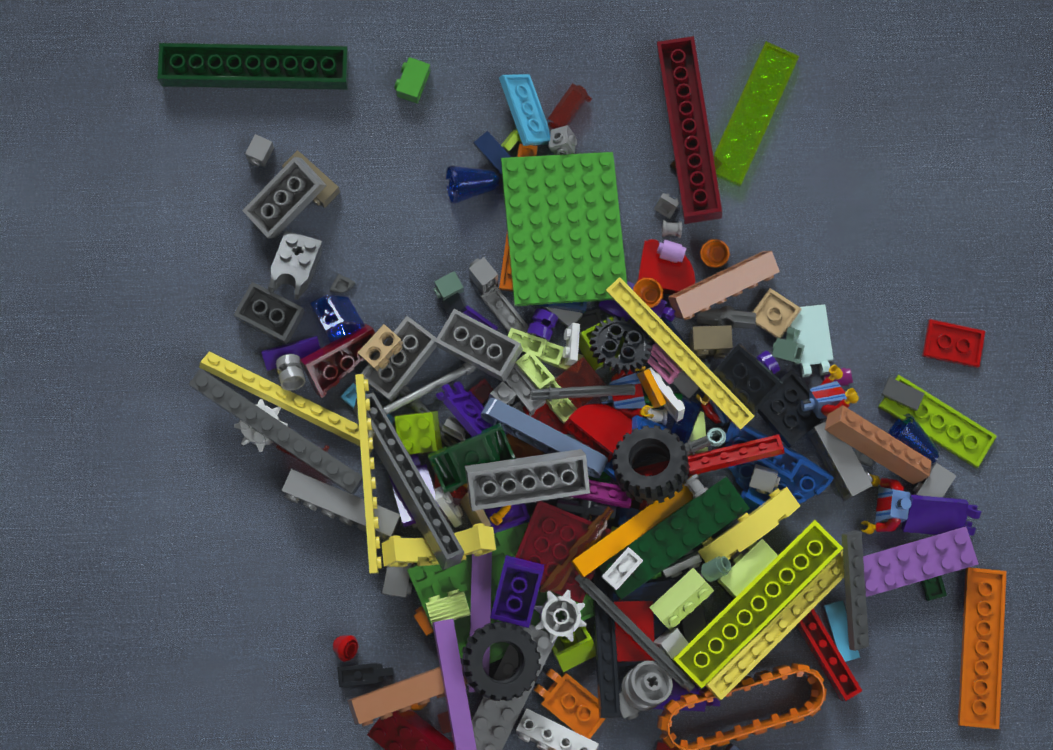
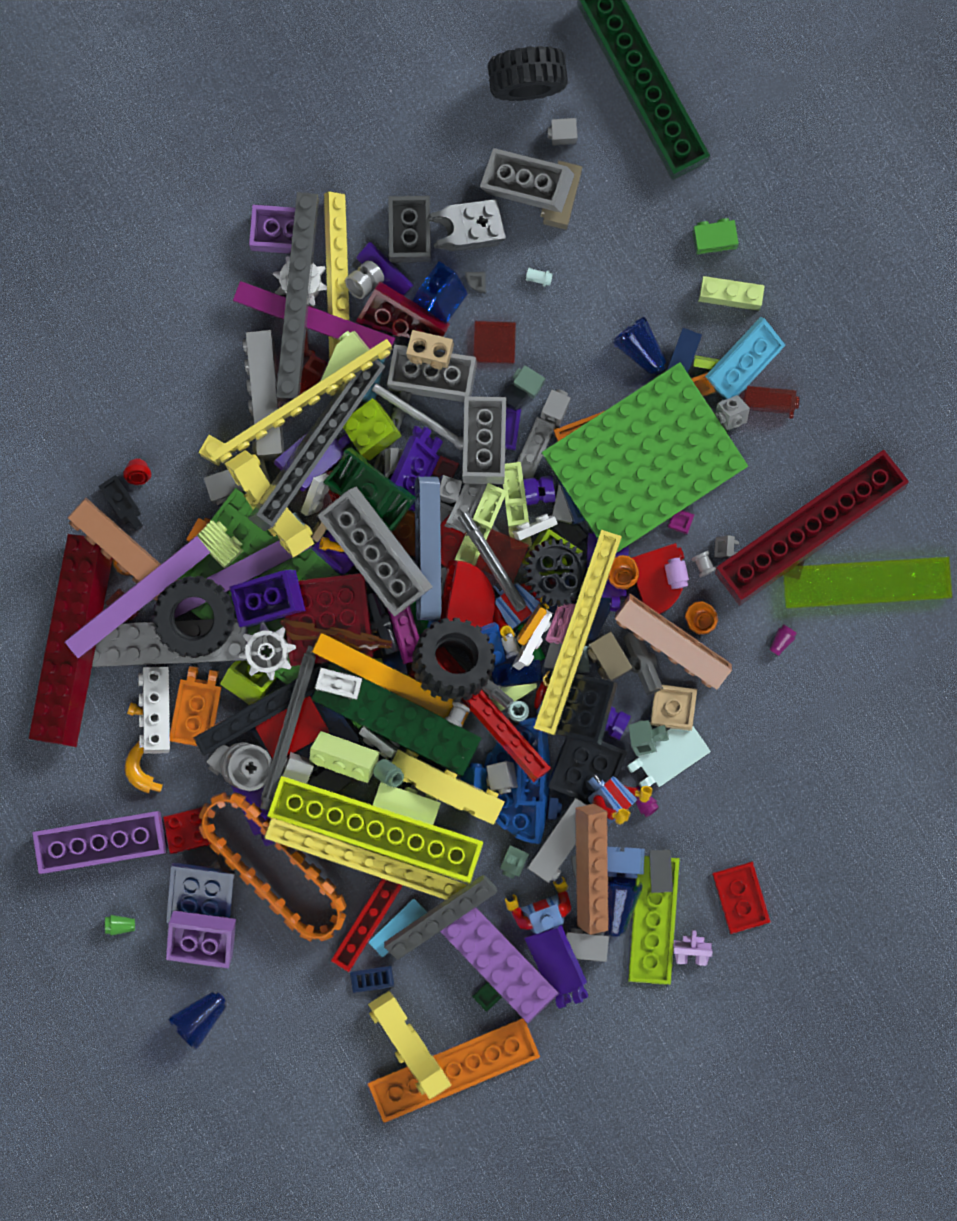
camera: 70 degrees right, 5 degrees up
(197, 149) = (527, 73): none -> black tyre
(205, 423) = (271, 229): none -> medium lavender brick
(305, 426) = (316, 321): none -> magenta tile
(344, 453) = (312, 373): none -> clear red brick
(346, 417) = (346, 351): none -> yellowish green slope
(361, 573) = (209, 446): none -> light yellow brick
(367, 233) = (539, 277): none -> light aqua pin
(400, 296) = (494, 342): none -> clear red tile
(465, 92) = (731, 293): none -> yellowish green brick
(628, 229) = (681, 522): none -> magenta tile
(764, 201) = (782, 639): none -> magenta cone
(809, 452) = (554, 808): none -> dark blue plate
(836, 507) = (513, 862): none -> sand green brick
(883, 415) = (628, 862): none -> medium blue brick
(883, 670) = (389, 975): none -> dark blue slope
(948, 673) = (408, 1045): none -> light yellow brick
(976, 401) = (692, 946): none -> lavender hips

